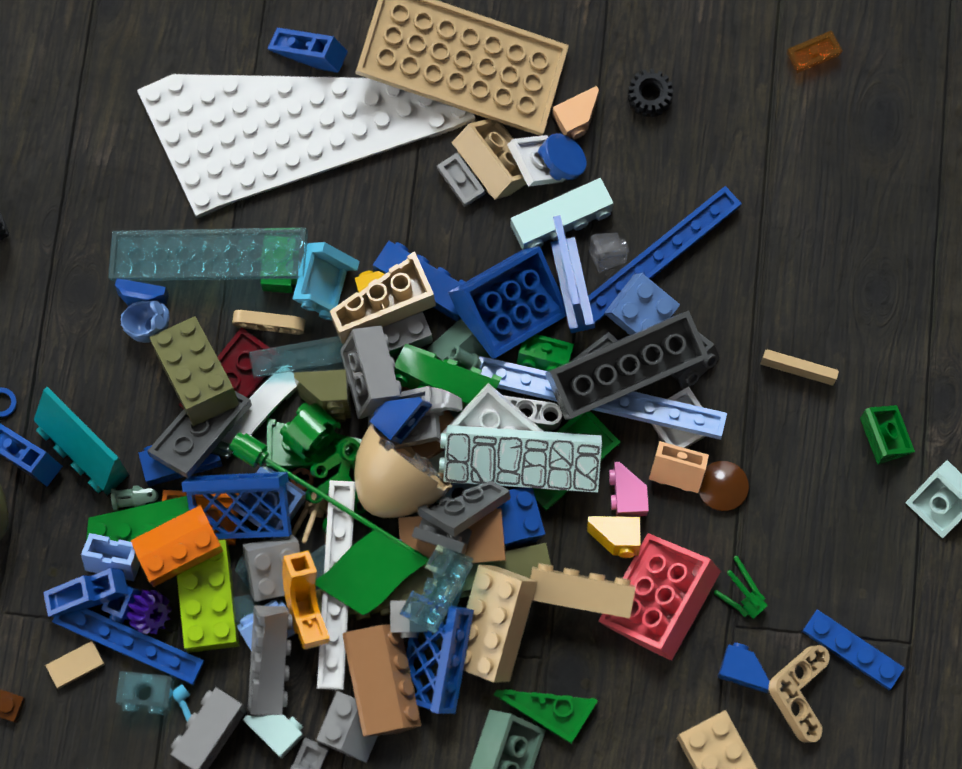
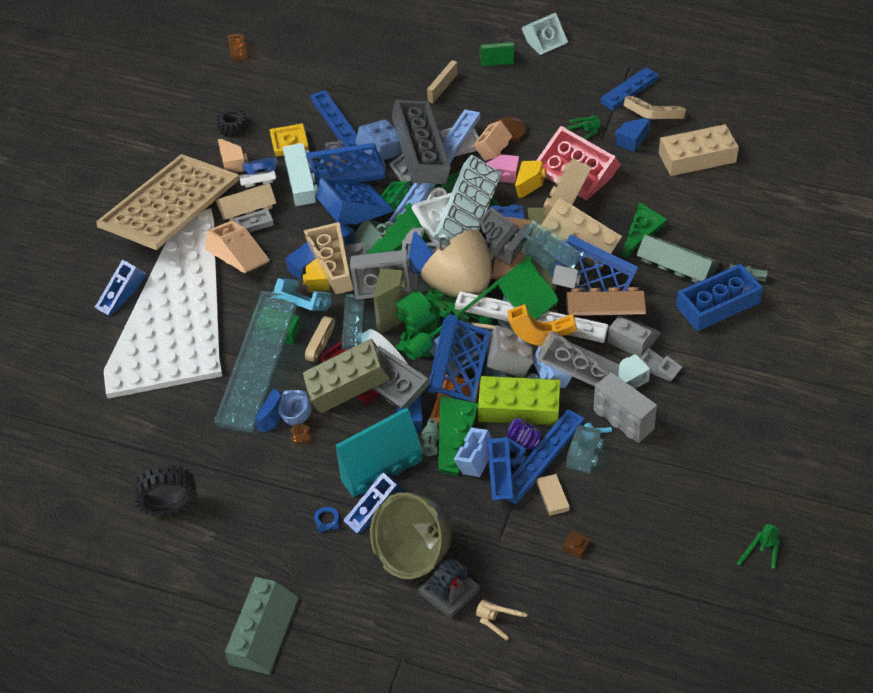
camera: 75 degrees left, 25 degrees down
(111, 334) = (300, 429): none -> clear orange plate
(176, 546) = (480, 396): orange slope -> none
(397, 173) = (235, 246): none -> light nougat slope
(630, 181) = (287, 136): none -> yellow plate

